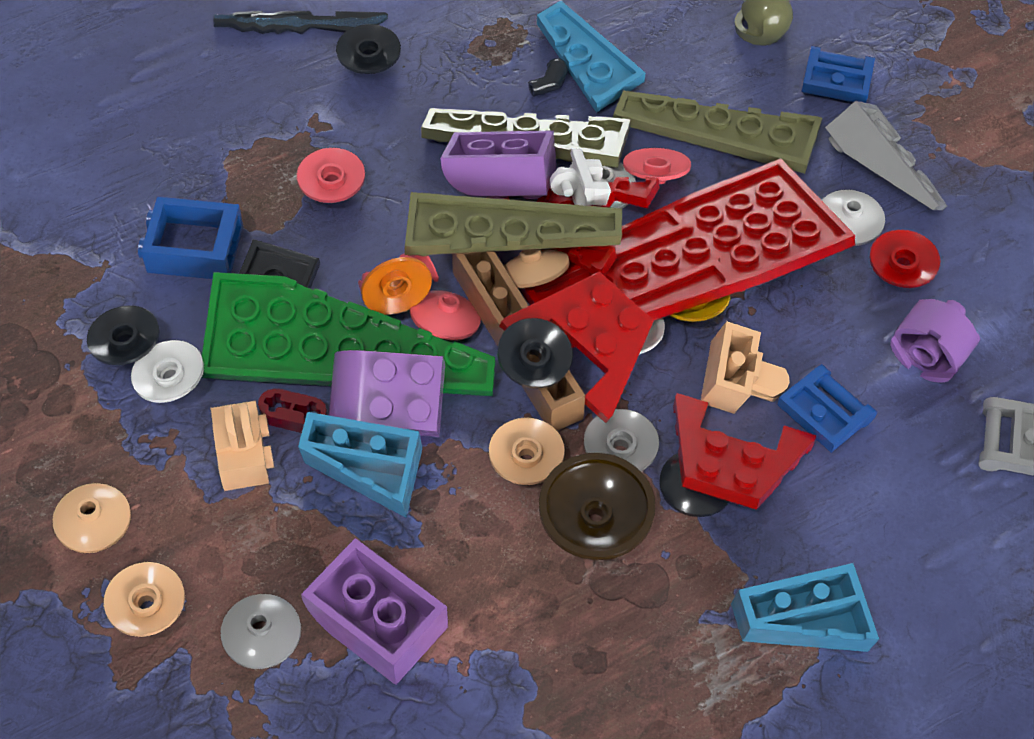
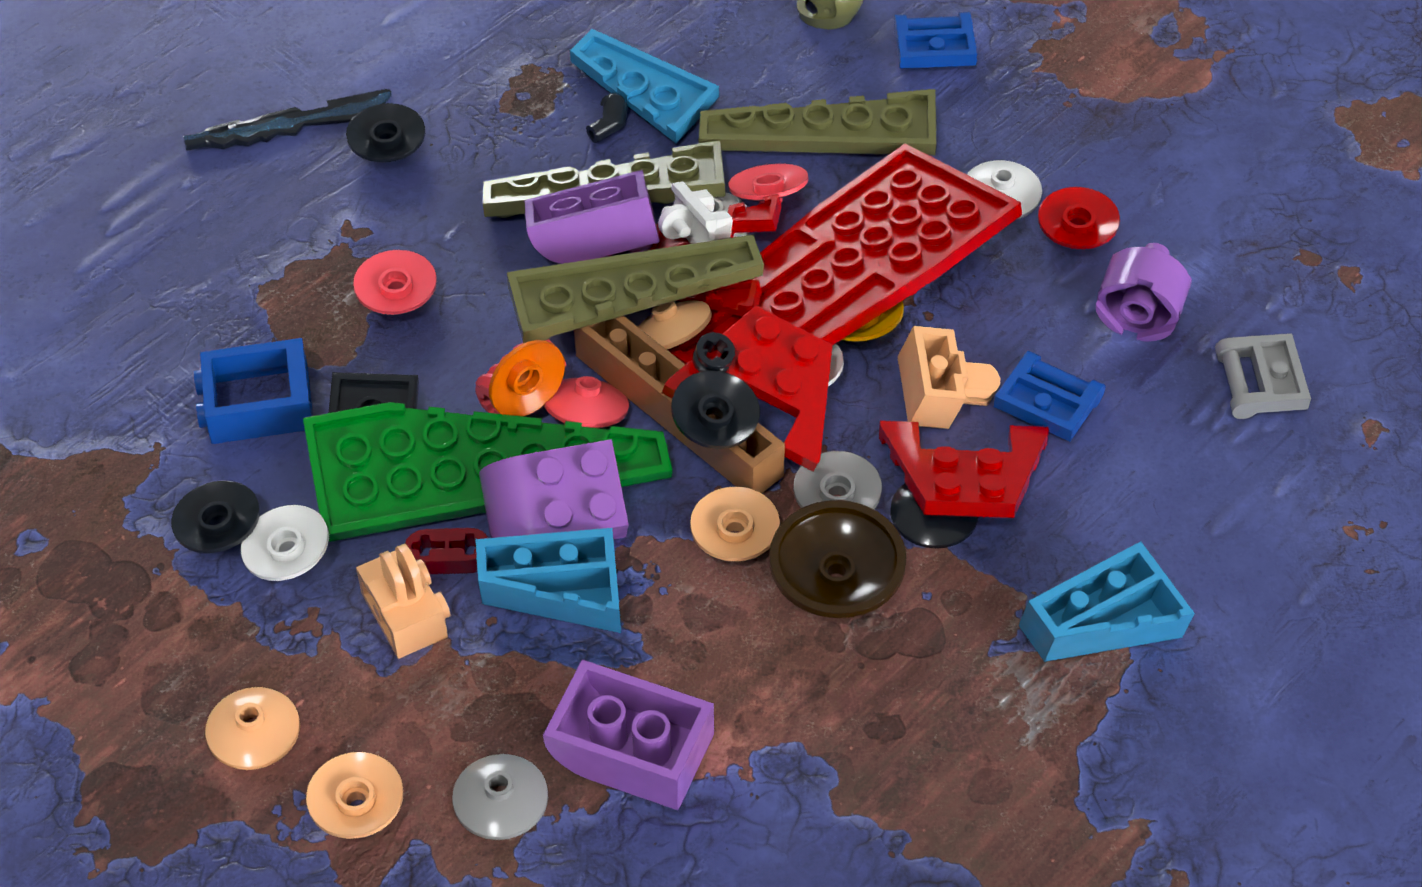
camera: 15 degrees left, 5 degrees down
(549, 294) = (709, 343): none -> black bush
(872, 140) = (997, 101): light grey wedge -> none

